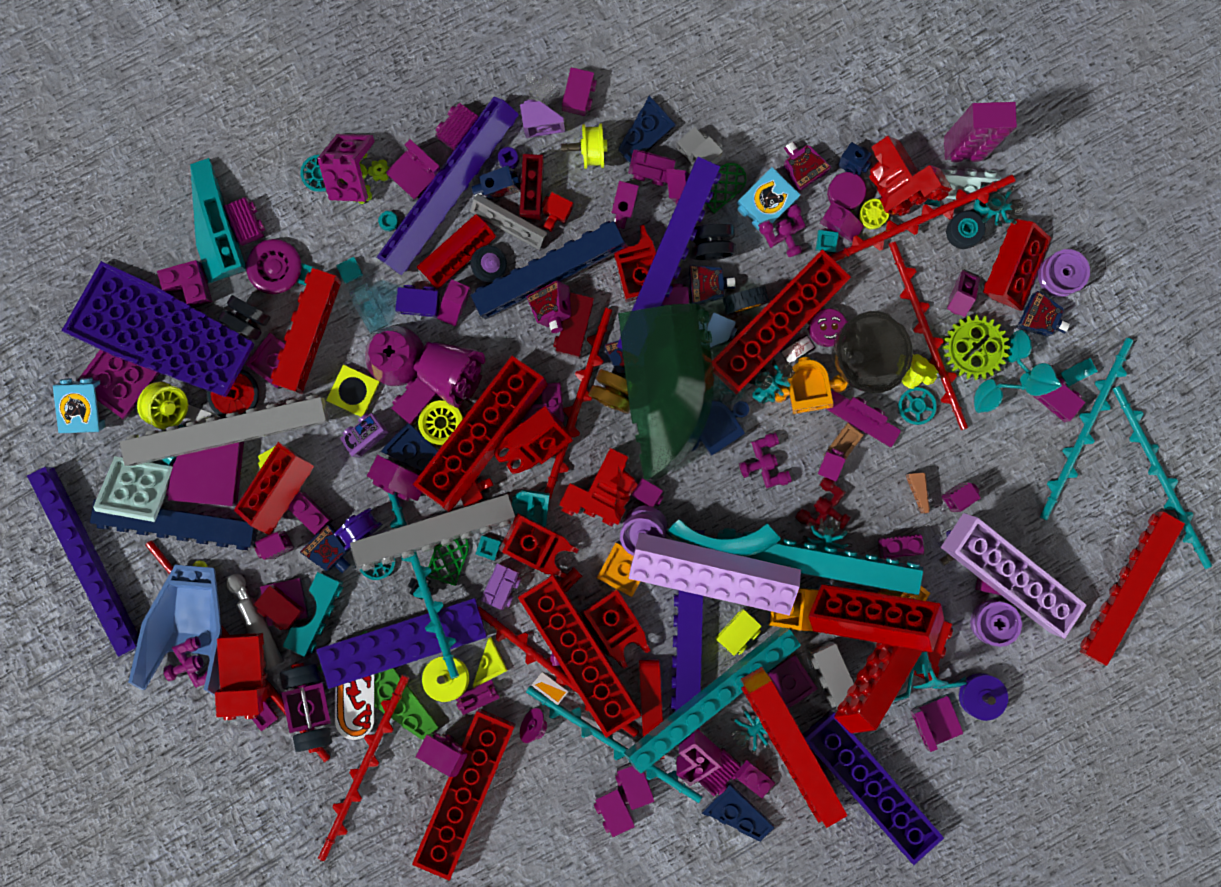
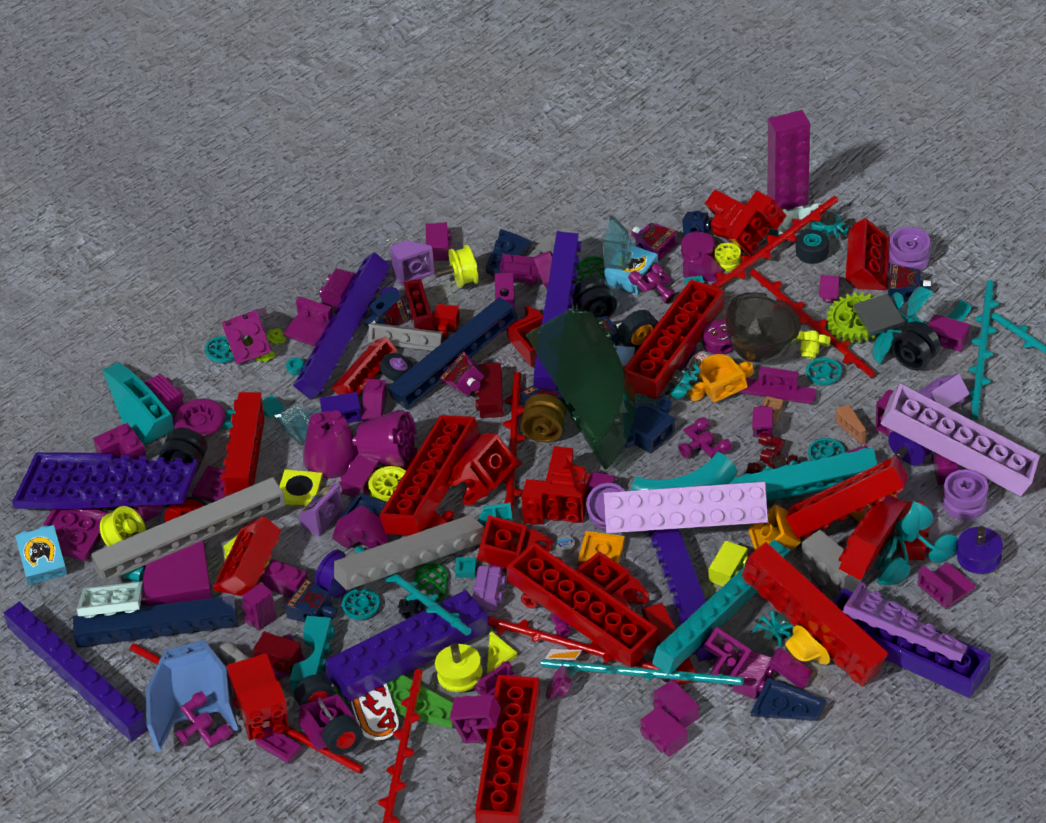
camera: 15 degrees left, 40 degrees down
(591, 549) = (565, 545): none -> light grey tile
(758, 184) = (616, 246): none -> clear light blue slope
(771, 765) = (805, 647): none -> yellow piece
(868, 781) = (900, 622): none -> medium lavender wing
(881, 515) = (824, 450): none -> teal wheel
(997, 362) = (878, 314): none -> dark grey tile
(1020, 416) = (915, 345): none -> black wheel
(1021, 479) = (946, 390): none -> medium lavender slope

